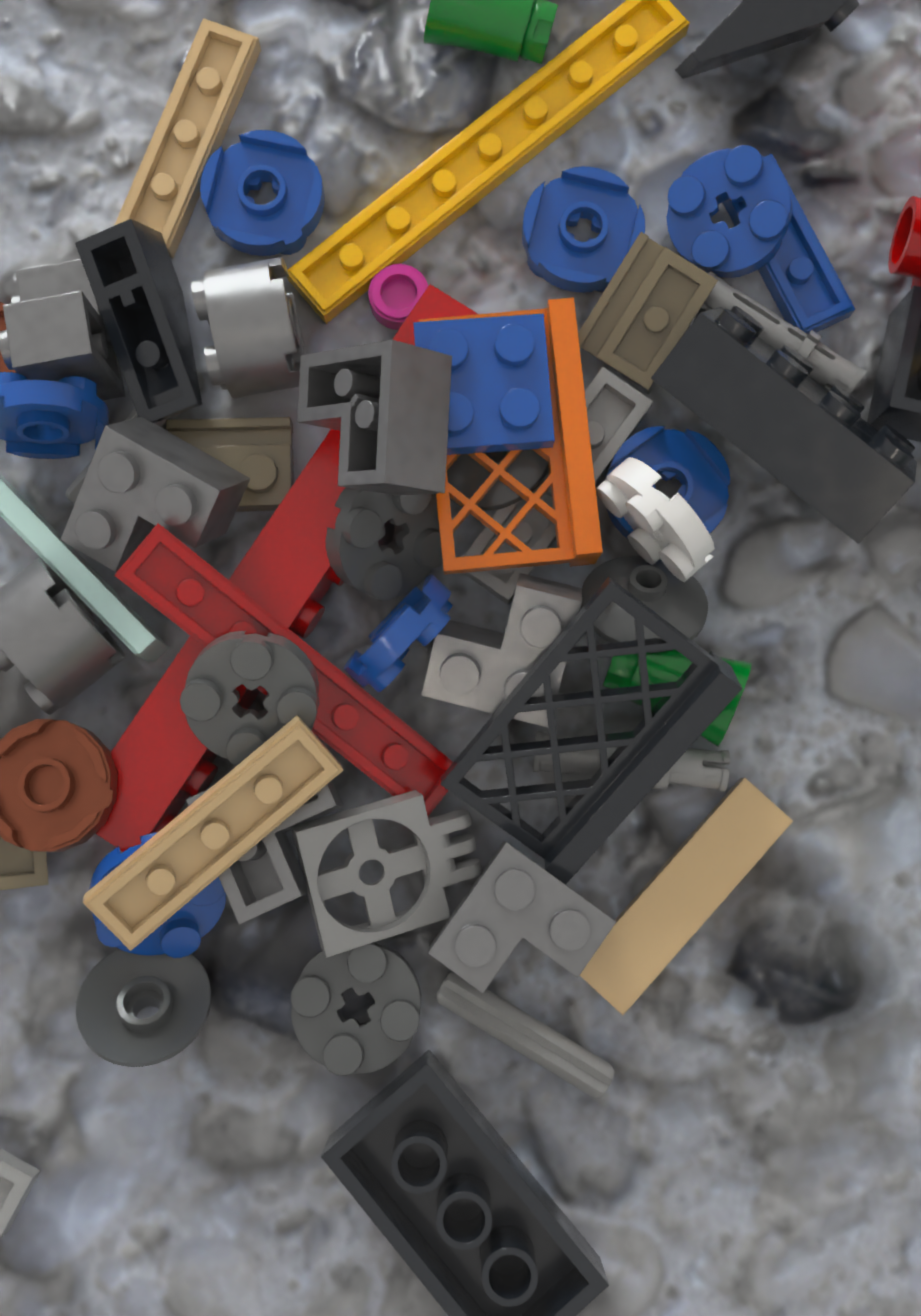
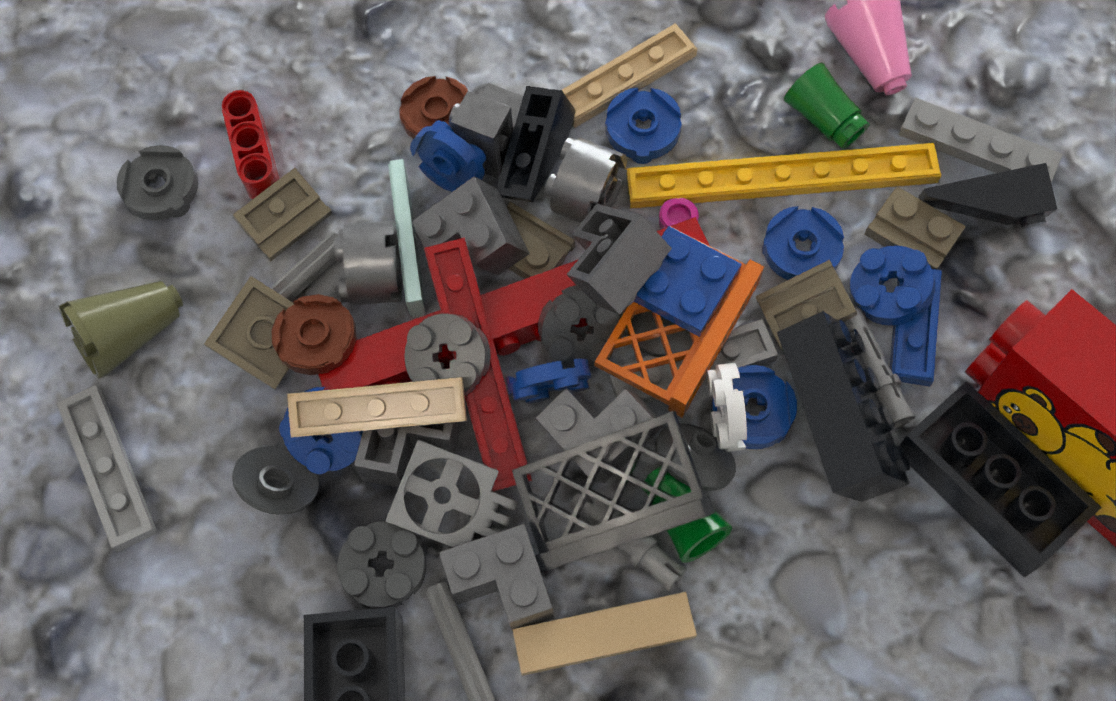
camera: 40 degrees right, 15 degrees down
(699, 115) = (915, 225): none -> dark tan plate

